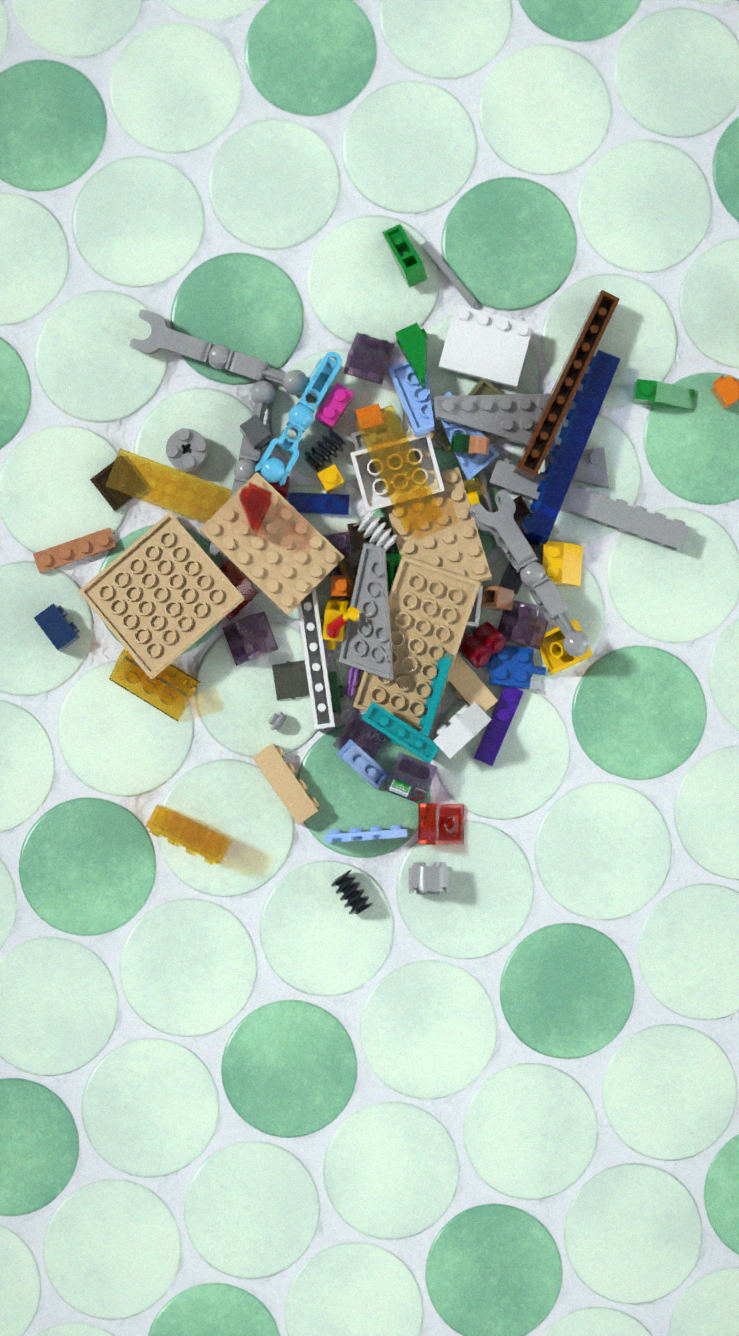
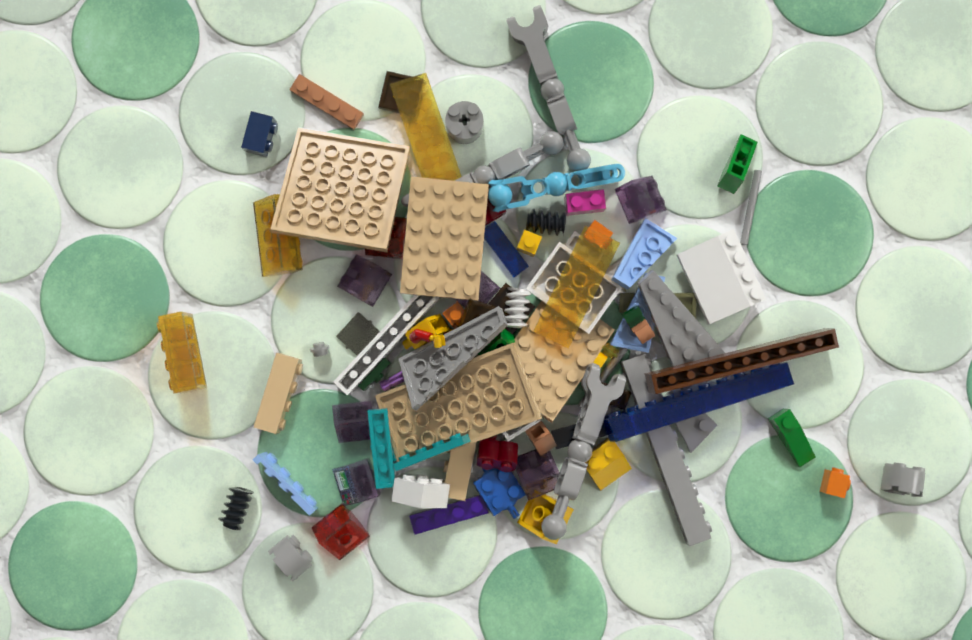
camera: 45 degrees right, 0 degrees up
(255, 432) = (517, 159): dark grey brick -> none
(255, 505) = (459, 203): clear red slope -> none
(363, 764) = (336, 438): medium blue tile -> none
(414, 348) = (676, 224): green slope -> none

